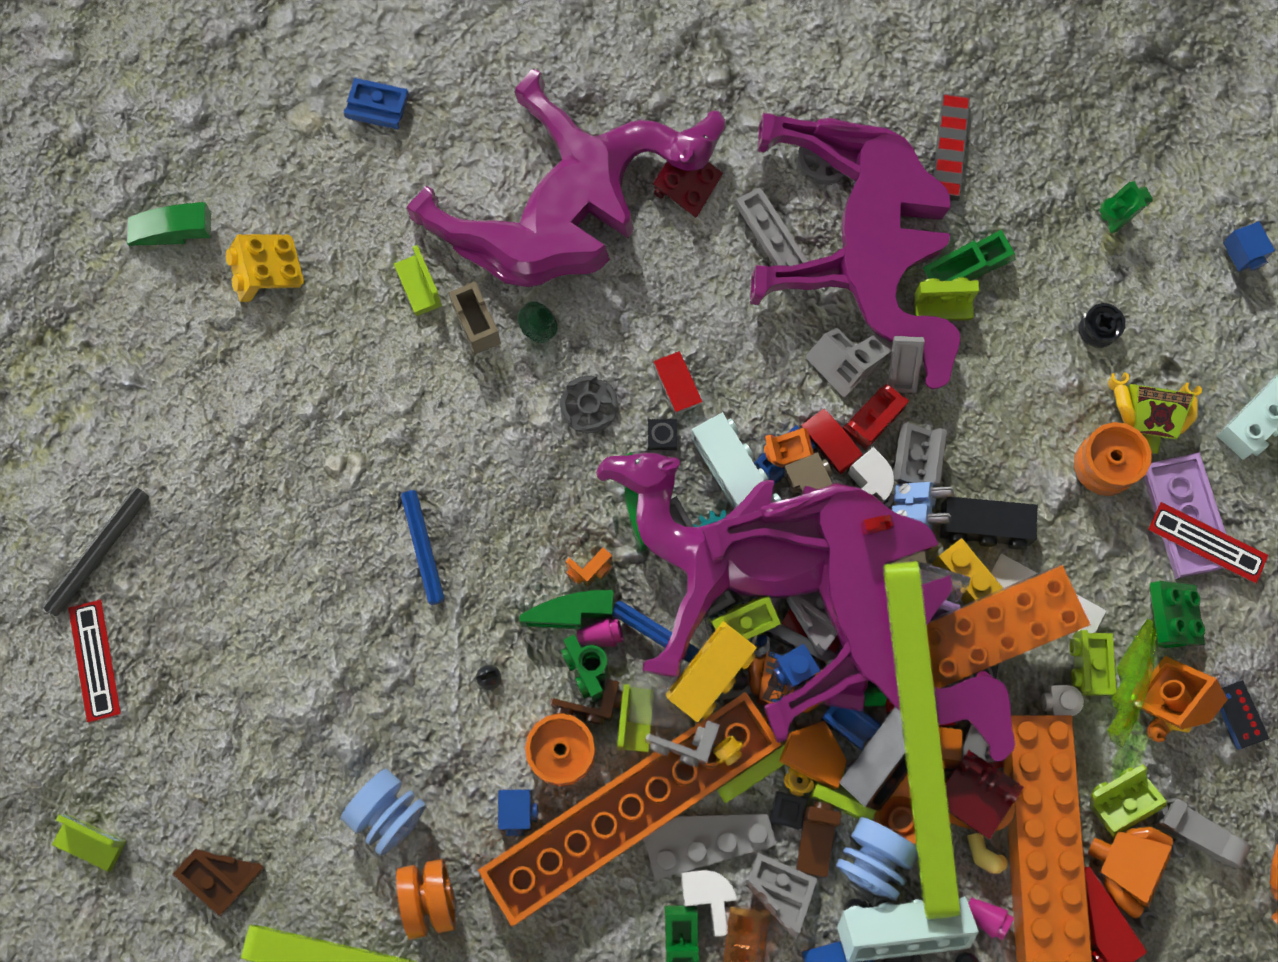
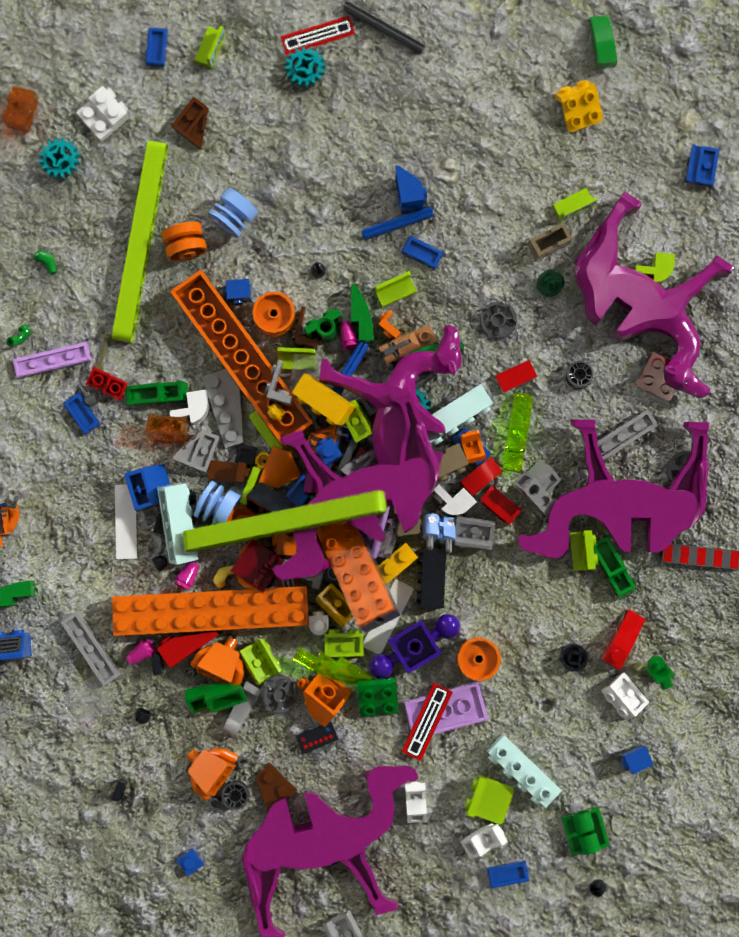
camera: 90 degrees right, 10 degrees up
(75, 938) = (156, 47): none -> blue tile
(133, 683) = (300, 71): none -> teal gear
(373, 522) = (409, 190): none -> blue slope
(473, 511) = (422, 252): none -> blue tile
(525, 168) = (661, 267): none -> lime brick
(531, 555) = (395, 289): none -> lime panel
(620, 540) = (407, 343): none -> medium nougat plate
(662, 434) = (480, 368): black tile -> none
(684, 281) = (580, 367): none -> black wheel
(764, 385) = (517, 432): none -> clear neon green slope
(876, 524) = (413, 491): red tile -> none
(905, 363) = (535, 522): light grey tile -> none
(1036, 672) = (335, 605): none -> yellow brick
(1077, 257) = (623, 640): none -> red slope
(1107, 537) = (446, 626): none -> dark purple brick
(1155, 410) = (514, 689): torso -> none
(1157, 258) = (625, 697): none -> white bracket
(1178, 771) = (278, 693): none -> dark grey piece
(1191, 878) = (214, 697): none -> green slope

